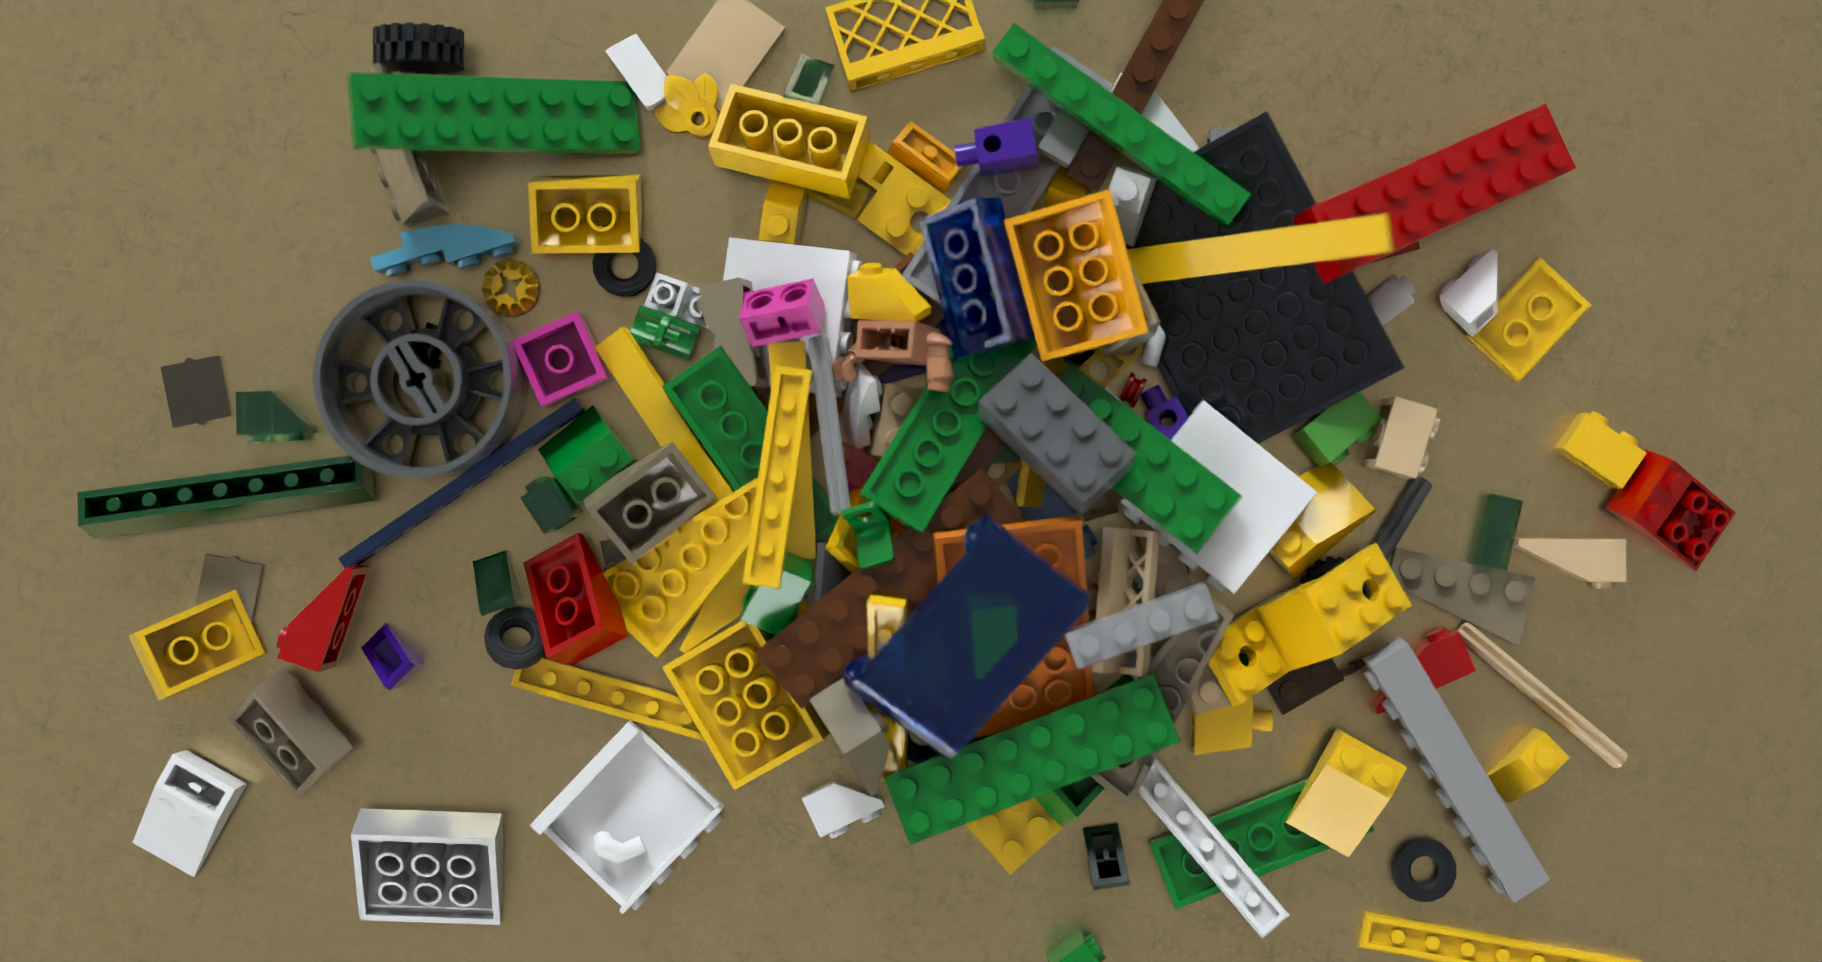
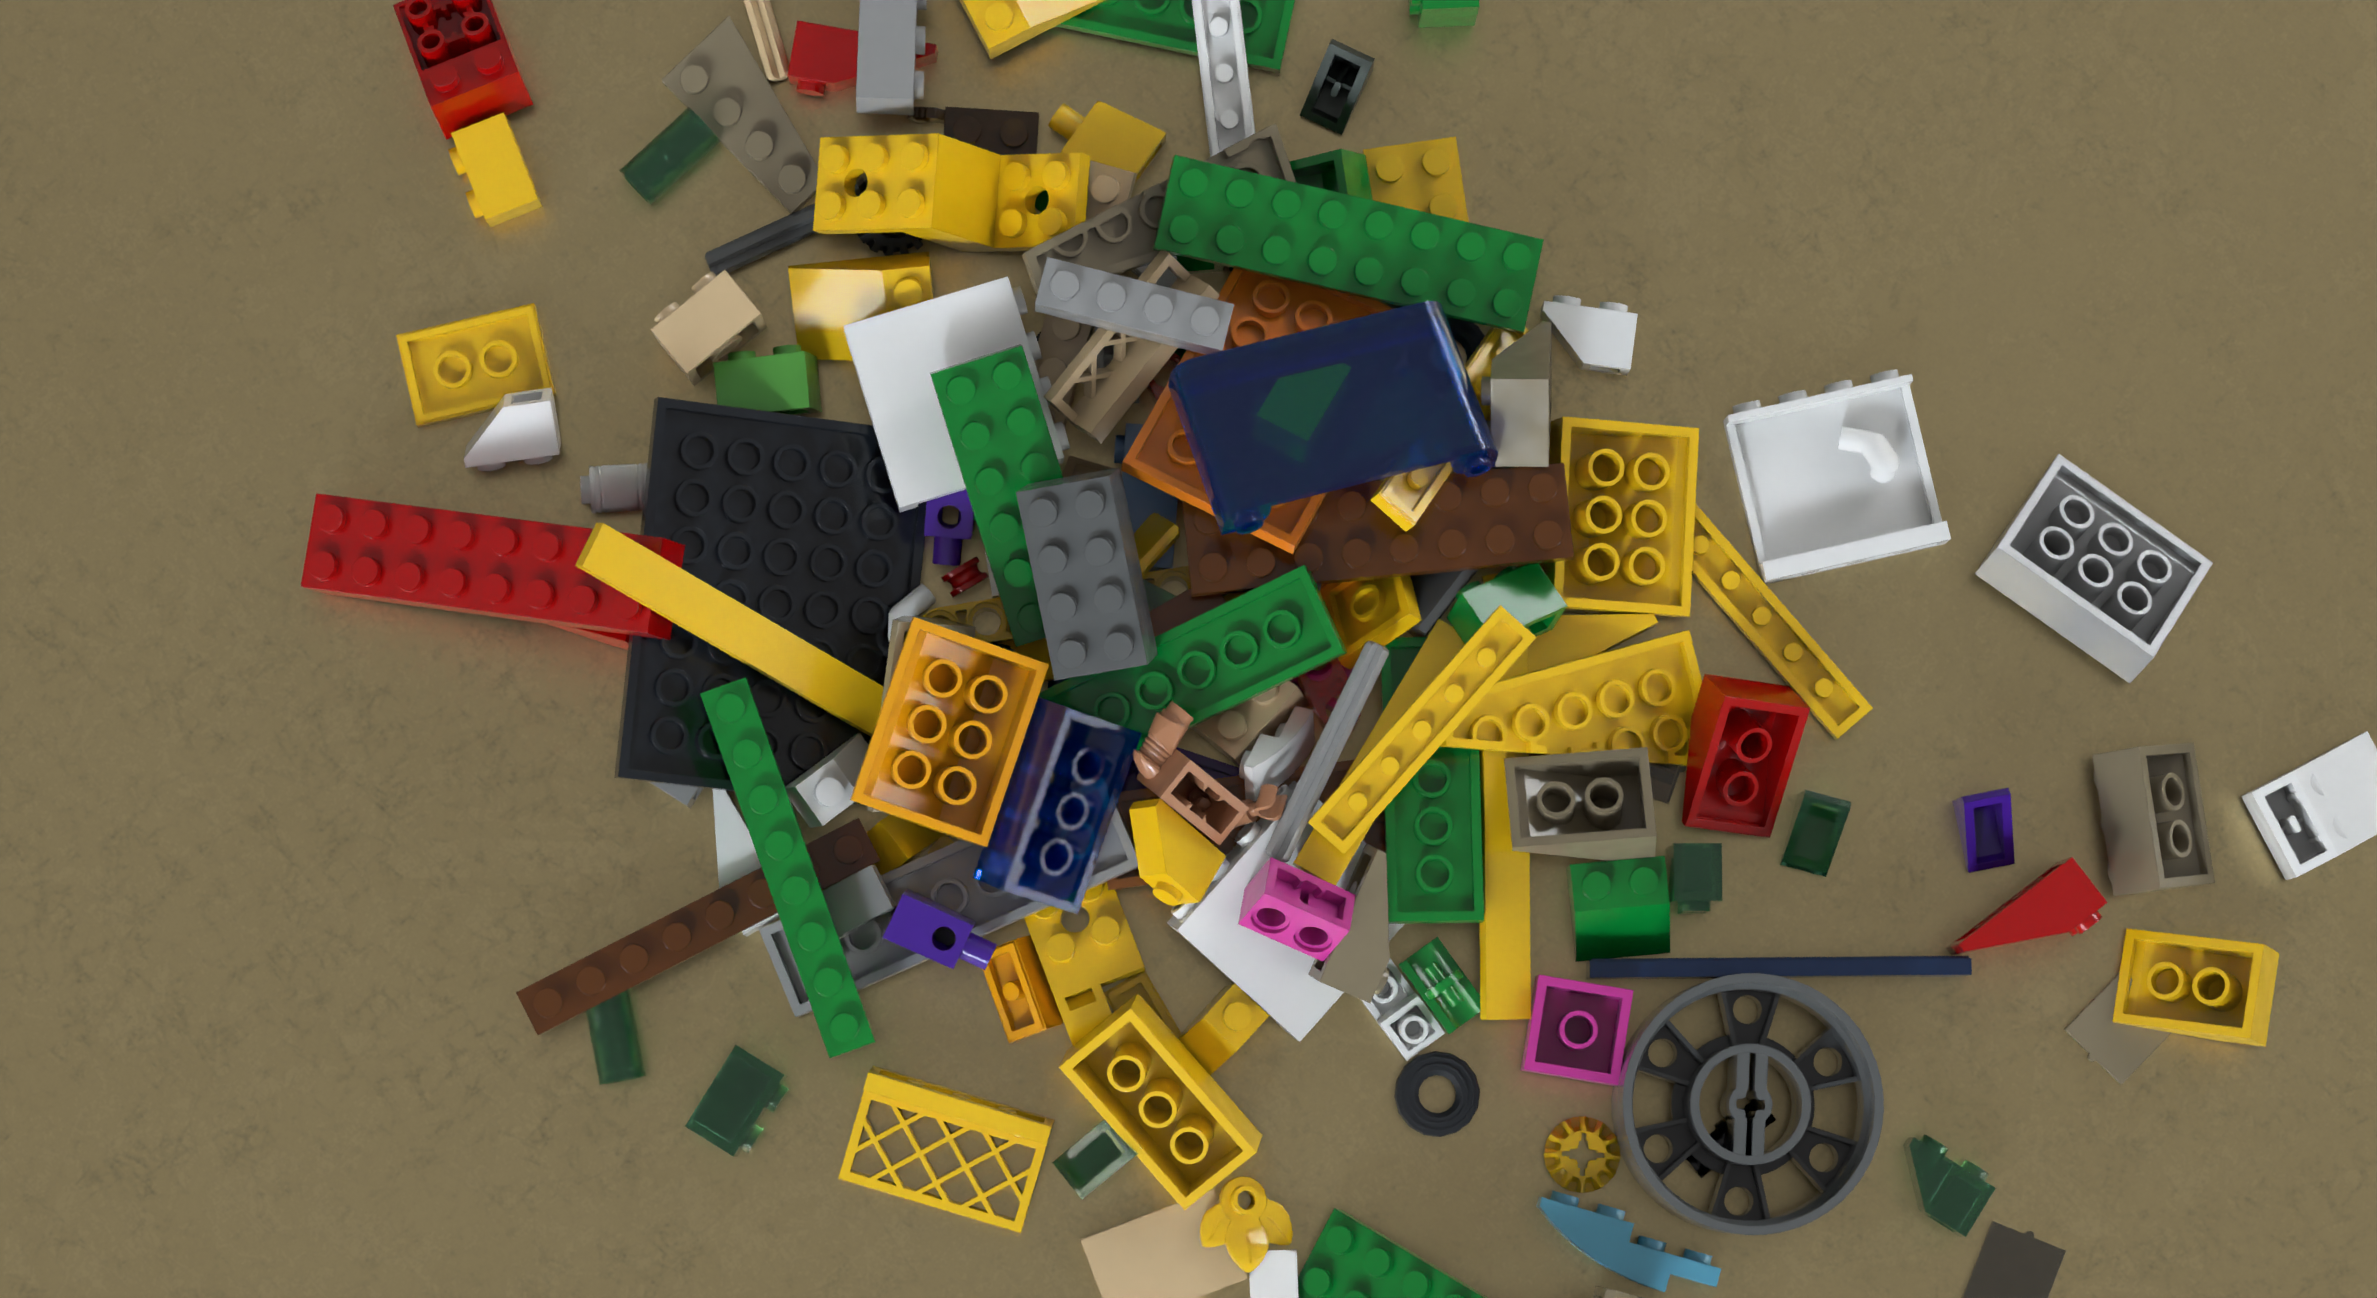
camera: 150 degrees left, 5 degrees down
(224, 497) = (2054, 1128): dark green brick -> none
(508, 656) = (1851, 738): black tyre -> none
(585, 214) = (1442, 1176): yellow slope -> none
(871, 534) = (1361, 599): green bracket -> none
(1586, 559) = (589, 61): tan slope -> none

